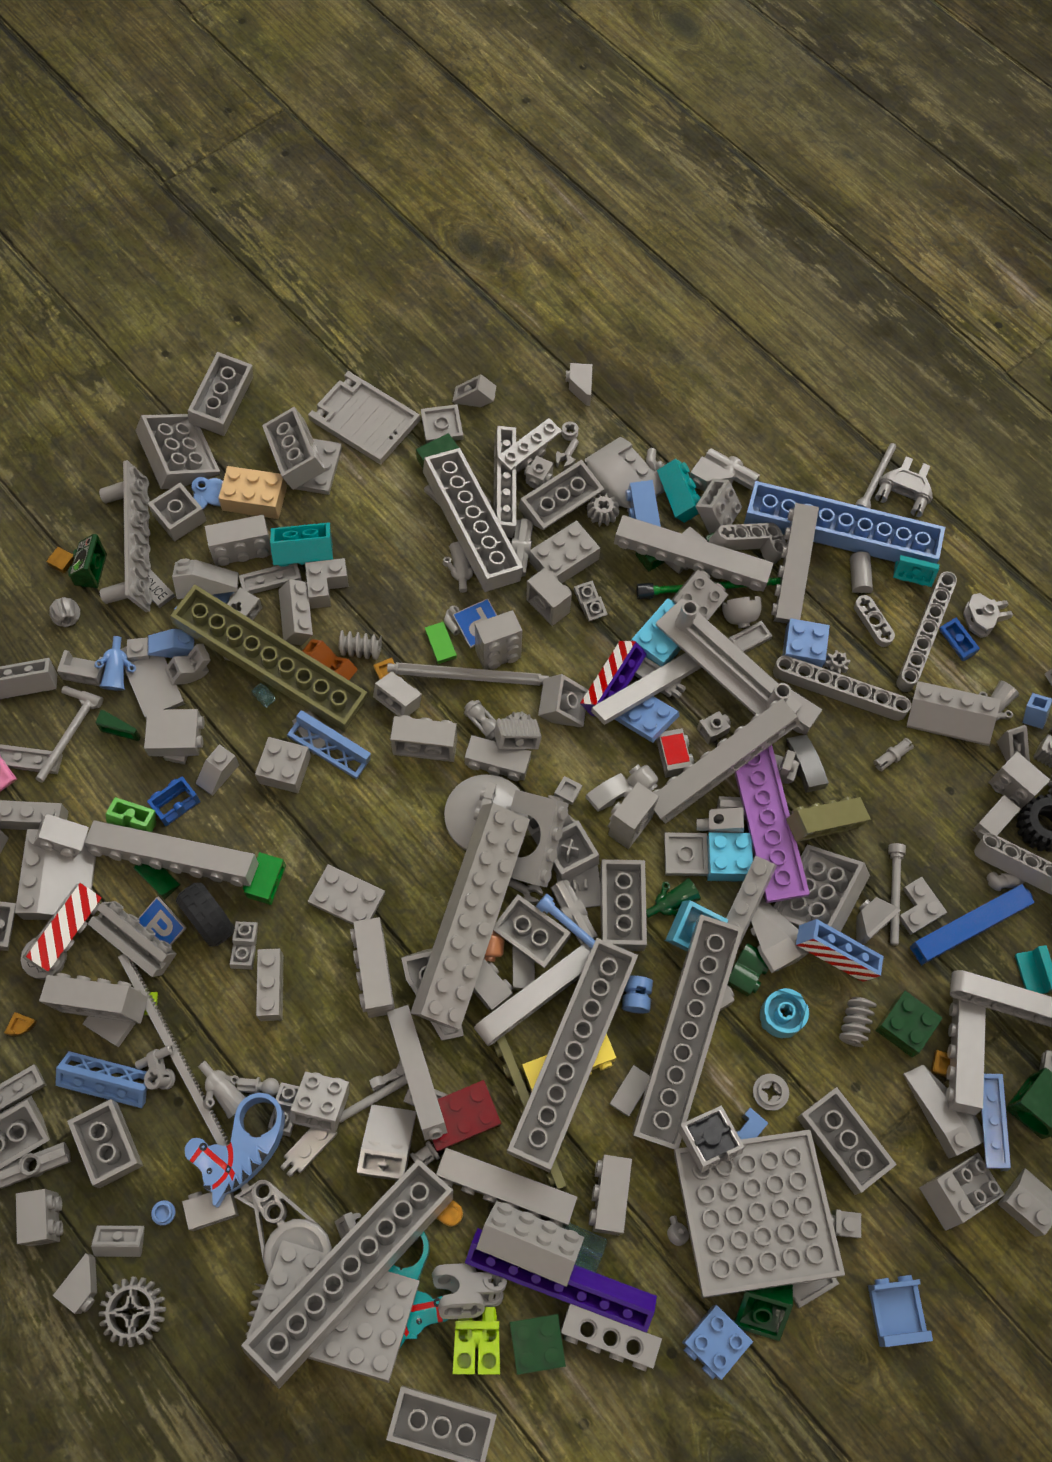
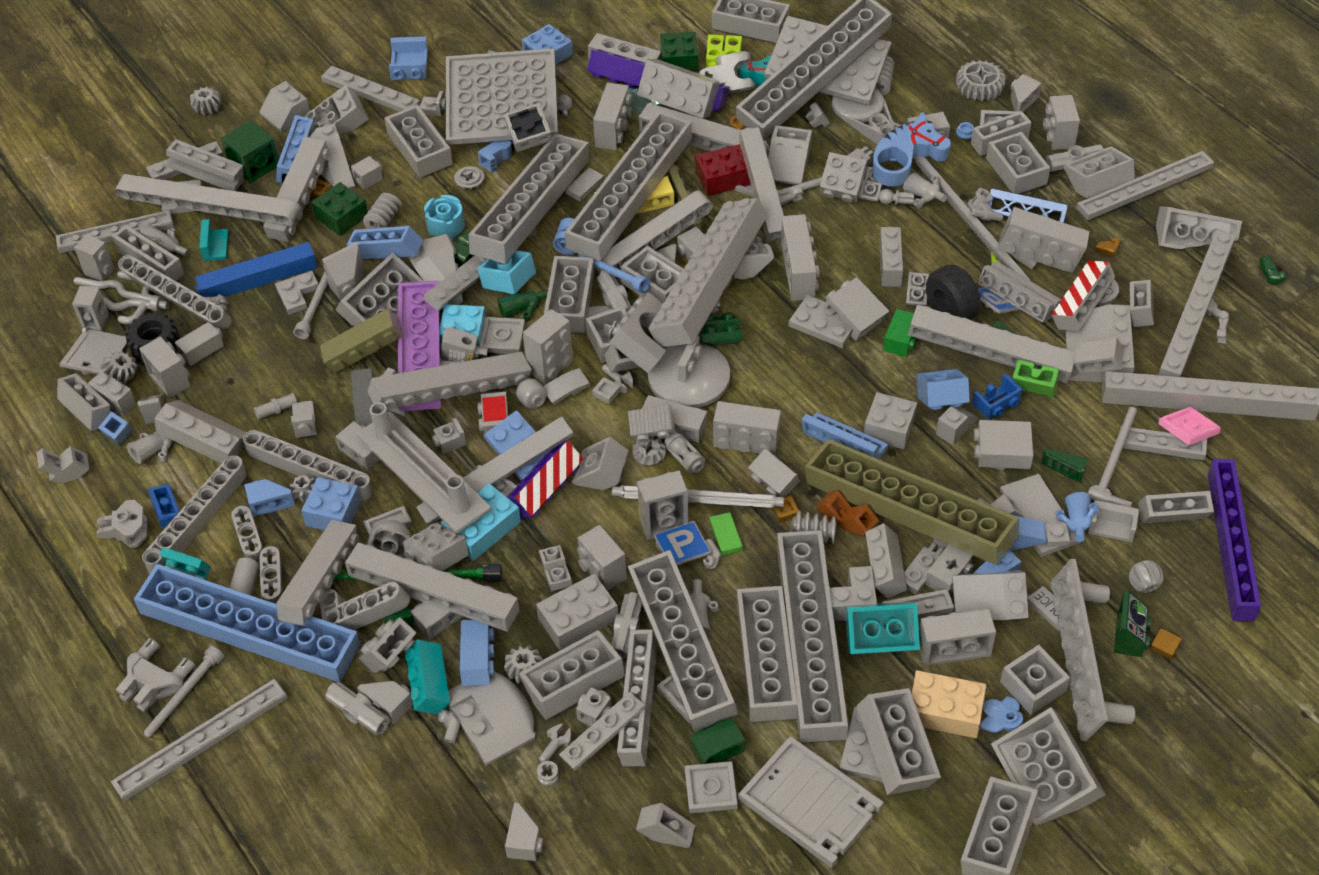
camera: 170 degrees left, 15 degrees down
(118, 1197) = (998, 129): none -> light grey brick
(227, 795) = (943, 388): none -> medium blue brick
(267, 612) = (917, 571): none -> light grey hinge
(312, 901) = (857, 307): none -> light grey panel
(363, 544) = (812, 637): none -> light grey brick
(401, 524) = (766, 654): none -> light grey brick
(448, 863) = (721, 330): none -> dark green brick
(842, 574) = (265, 568): none -> light grey beam
(848, 445) = (198, 740): none -> light grey tile
(859, 738) = (303, 419): none -> light grey bracket
(869, 652) = (267, 497): none -> medium blue slope
(894, 1089) = (367, 172): none -> light grey brick
(934, 1250) = (369, 89): none -> light grey plate

